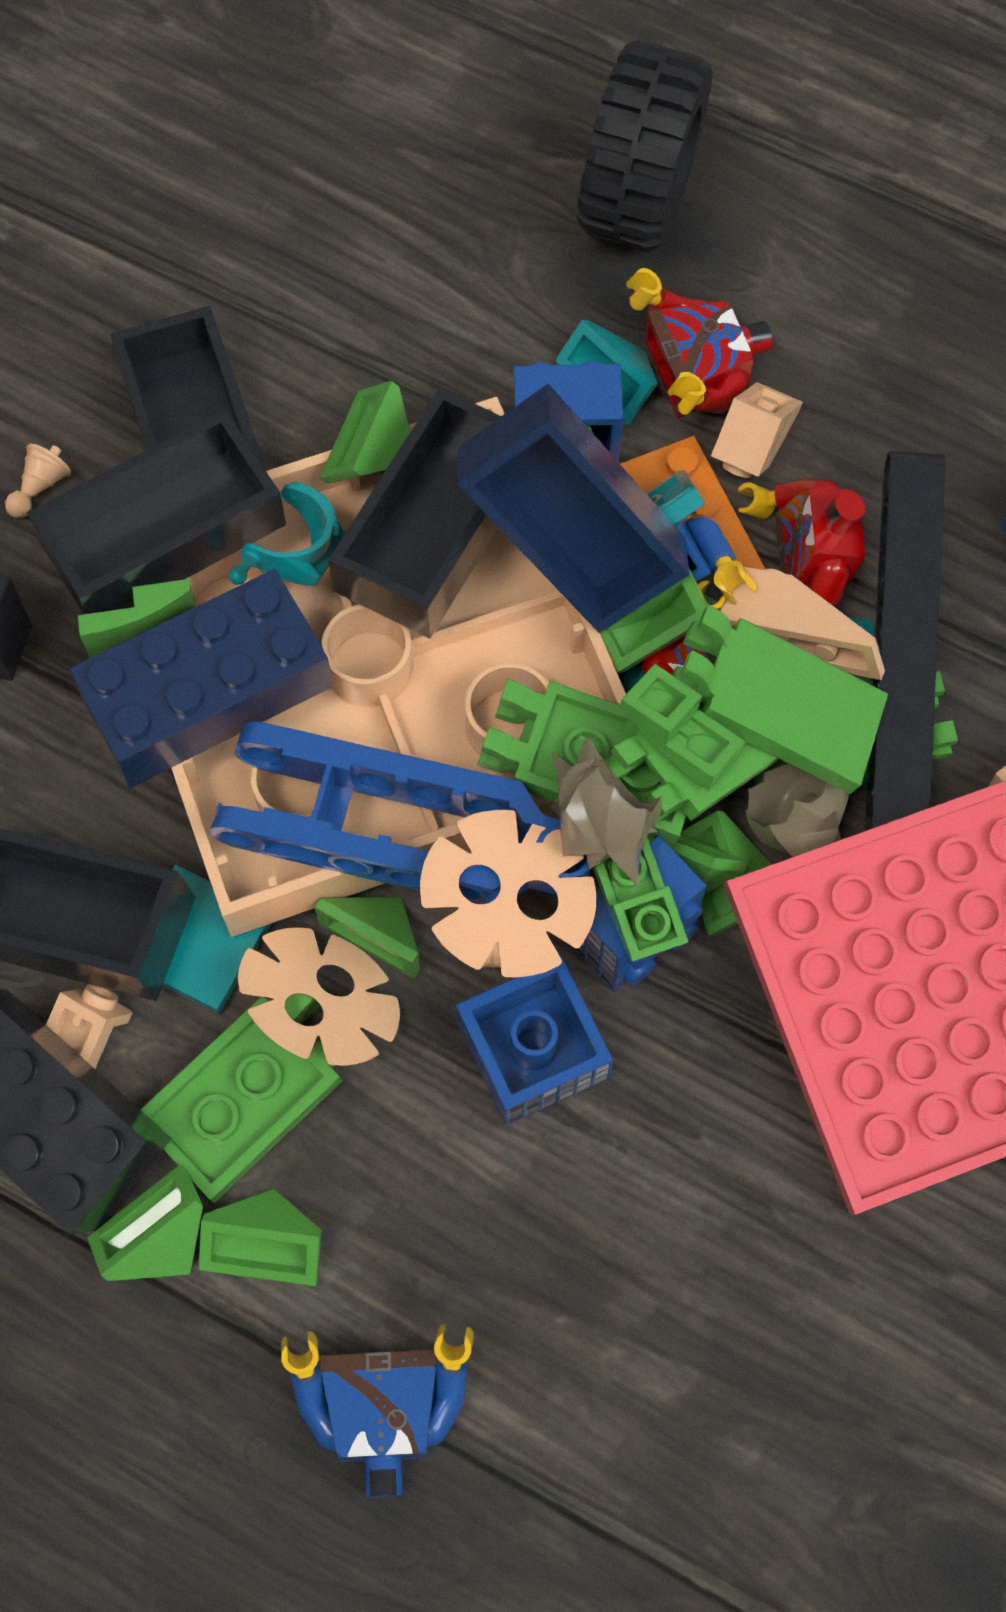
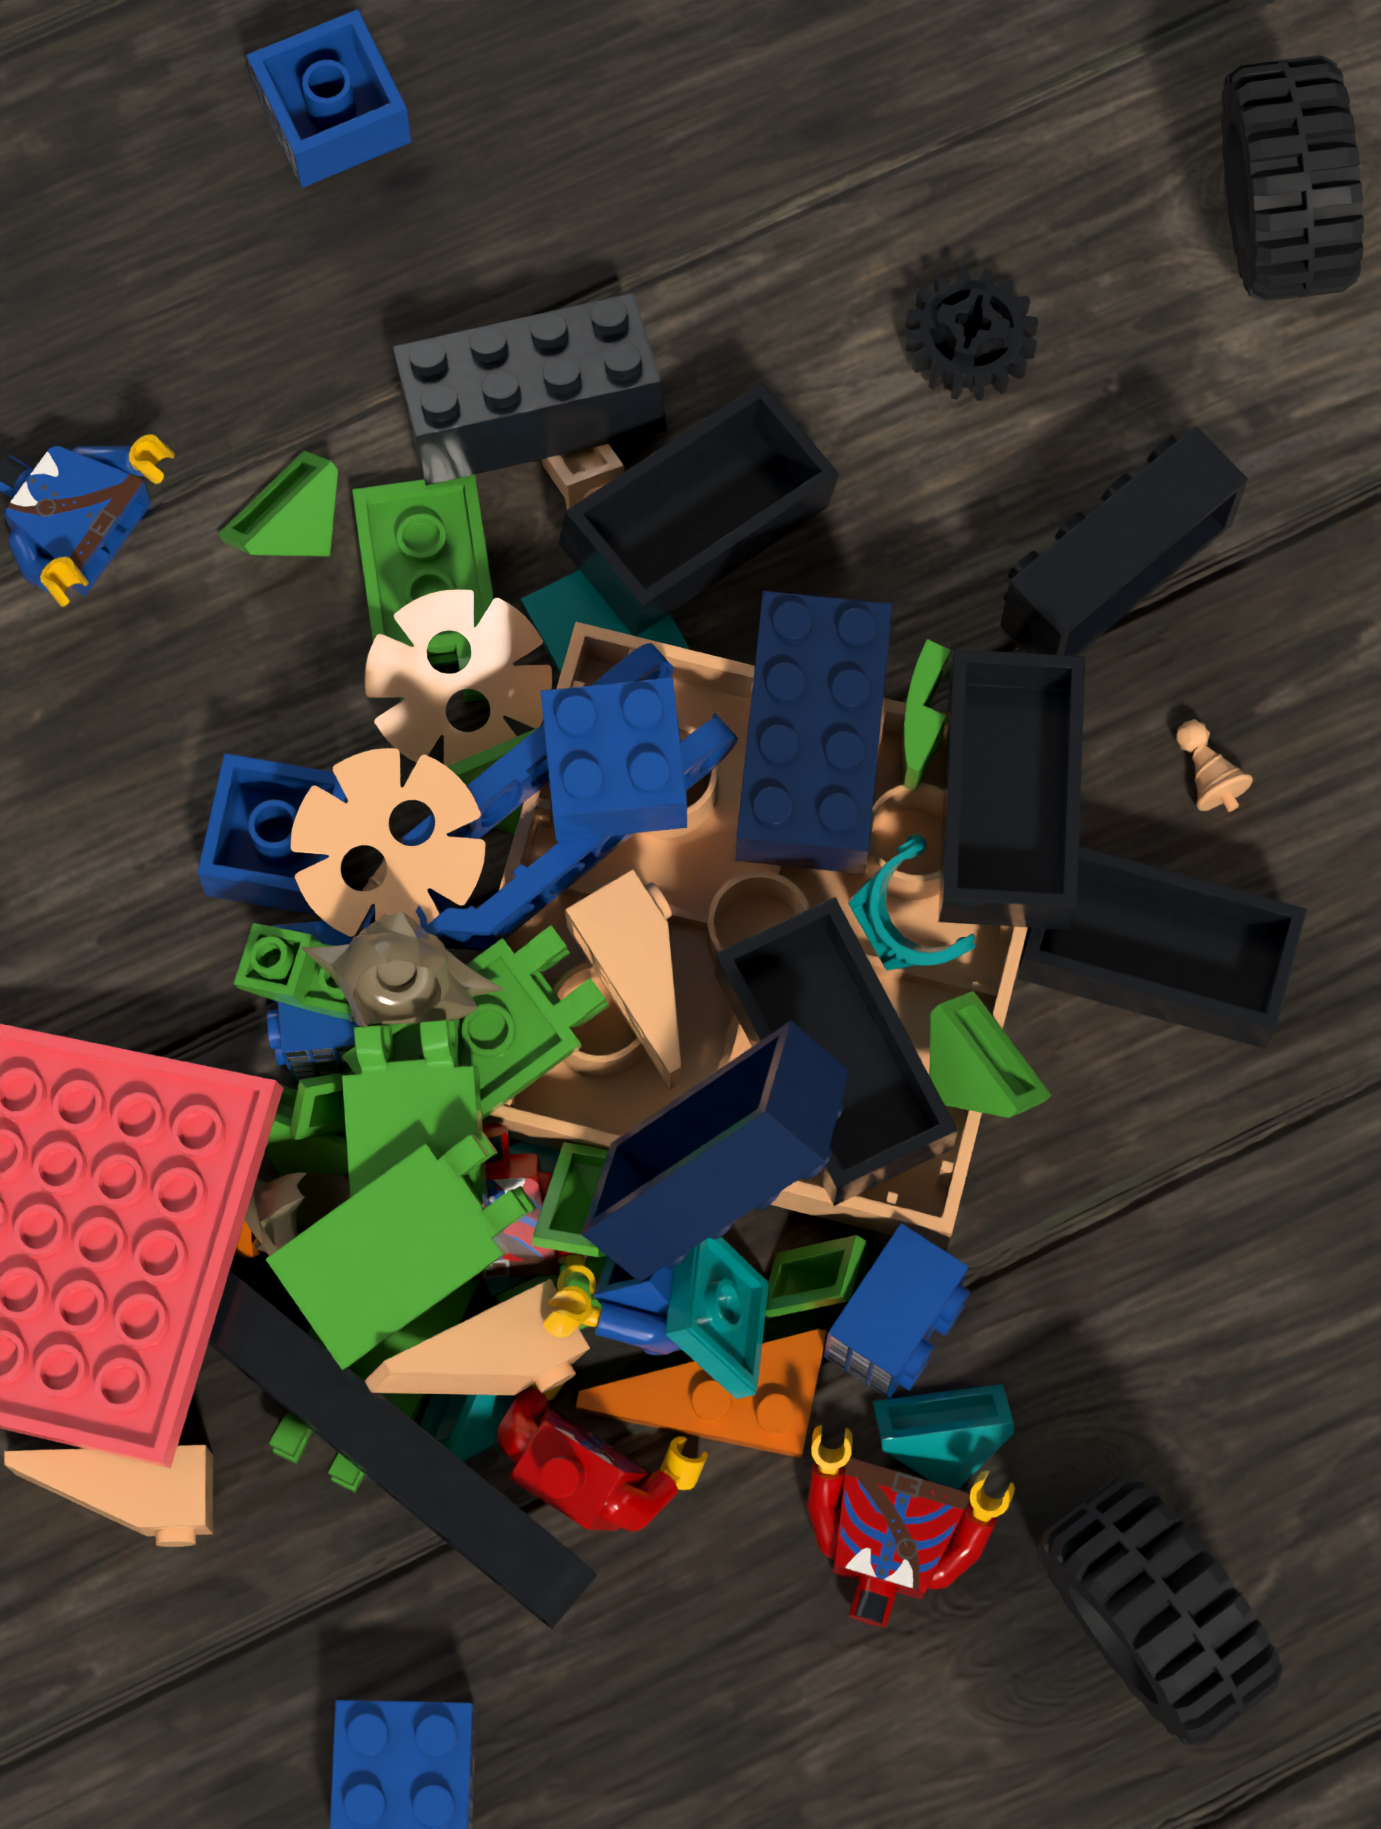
camera: 125 degrees right, 5 degrees up
(152, 1233) = (362, 423): bright green slope -> none
(332, 762) = (614, 759): none -> blue brick
(461, 685) = (629, 948): none -> light nougat slope
(670, 719) = (428, 1106): bright green slope -> none
(755, 430) = (763, 1525): light nougat slope -> none

